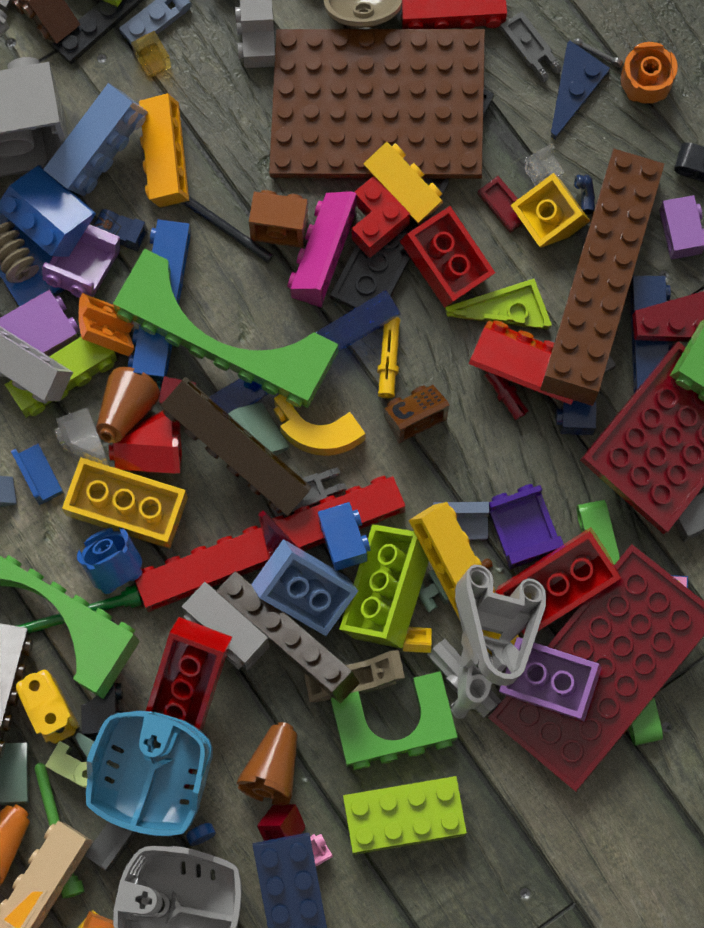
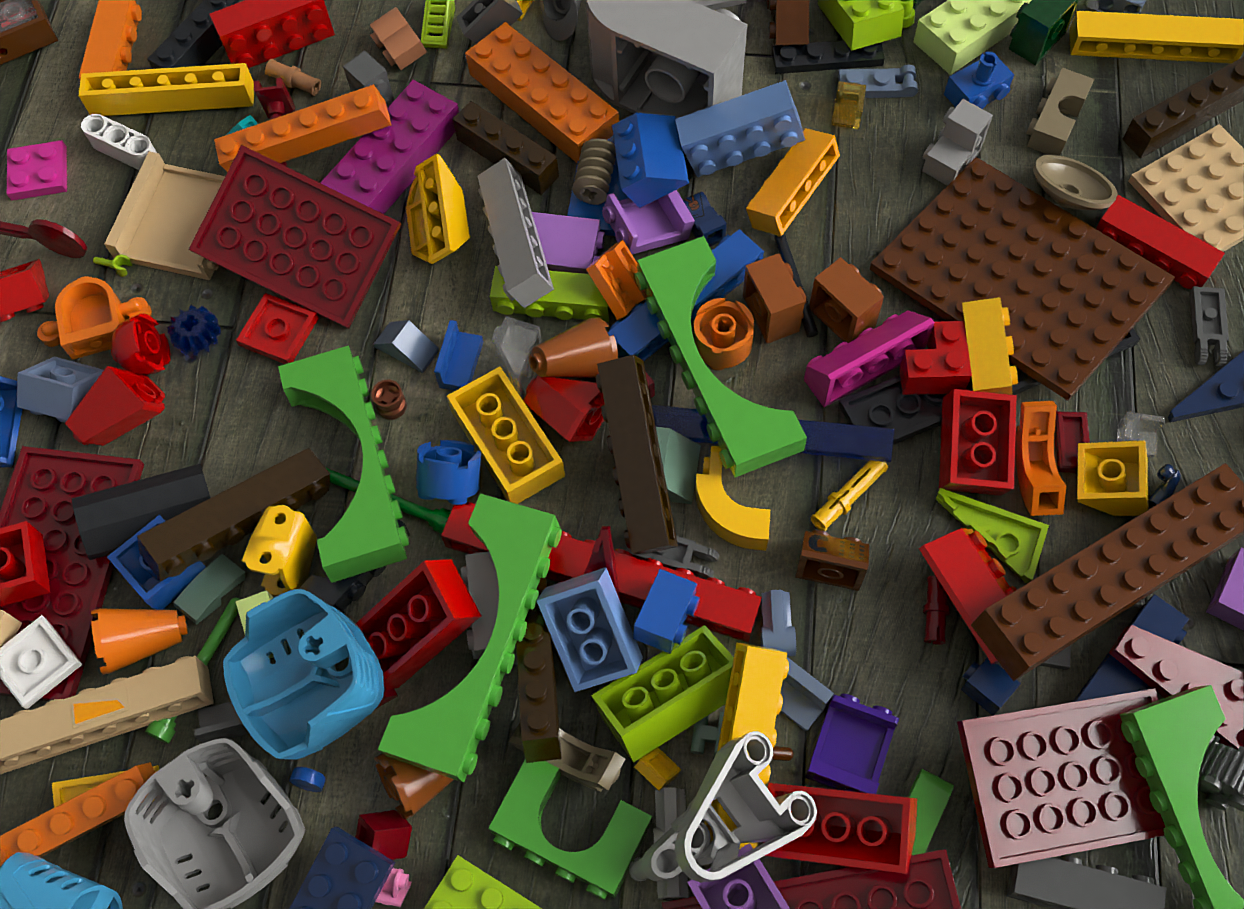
camera: 45 degrees right, 10 degrees down
(11, 539) = (384, 394): none -> copper wheel
(211, 293) = (723, 333): none -> orange brick
(226, 254) = (773, 297): none -> dark orange brick
(276, 726) = (449, 730): none -> bright green arch
(419, 491) = (776, 621): none -> sand blue piece
(493, 240) = (1035, 460): none -> orange arch

